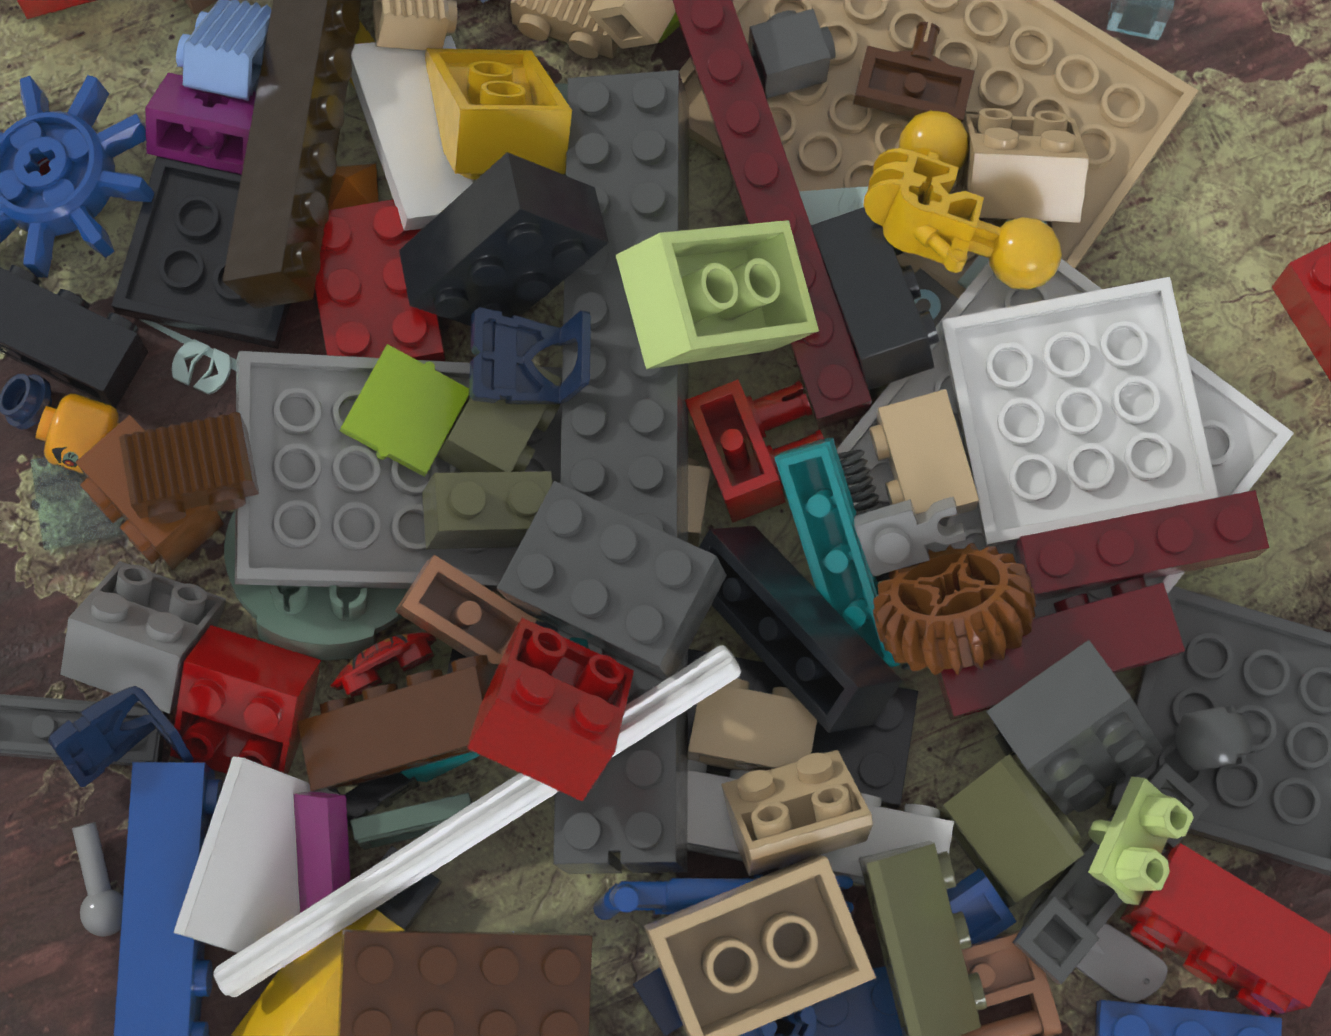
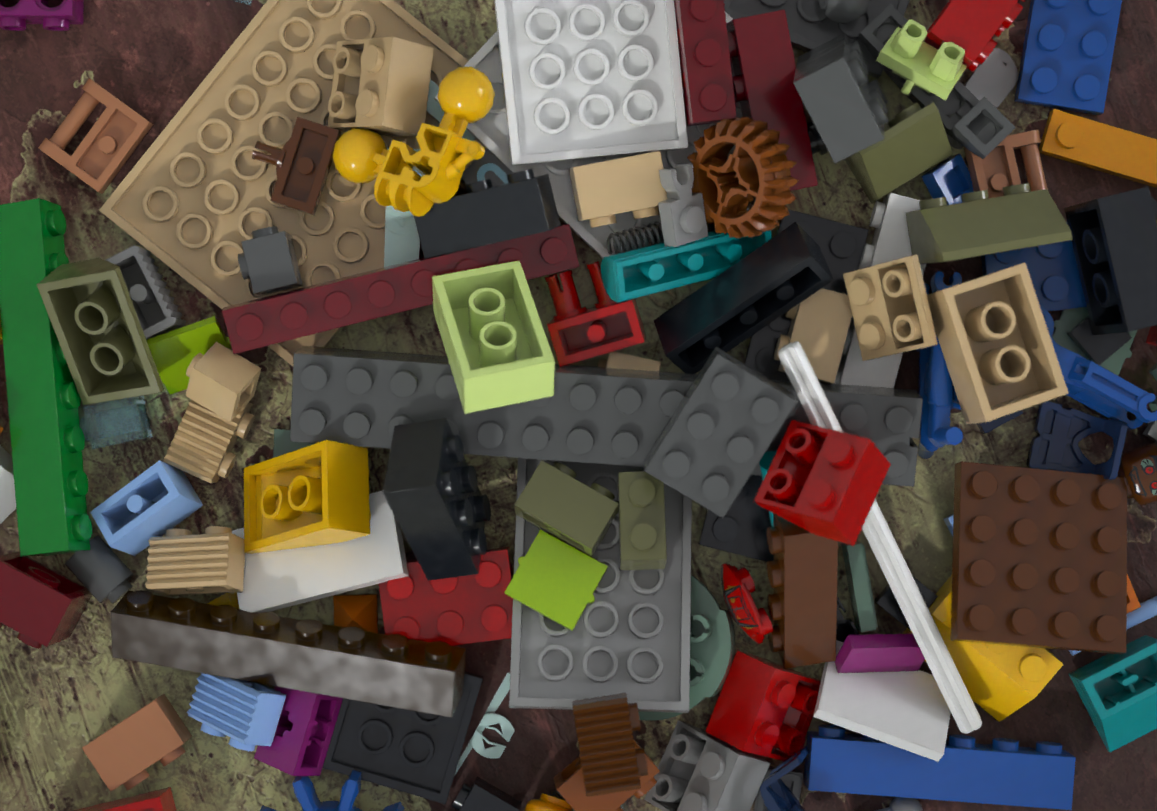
camera: 85 degrees left, 15 degrees up
(460, 611) = (724, 544): nougat brick -> none
(505, 356) = (528, 502): dark blue piece -> none

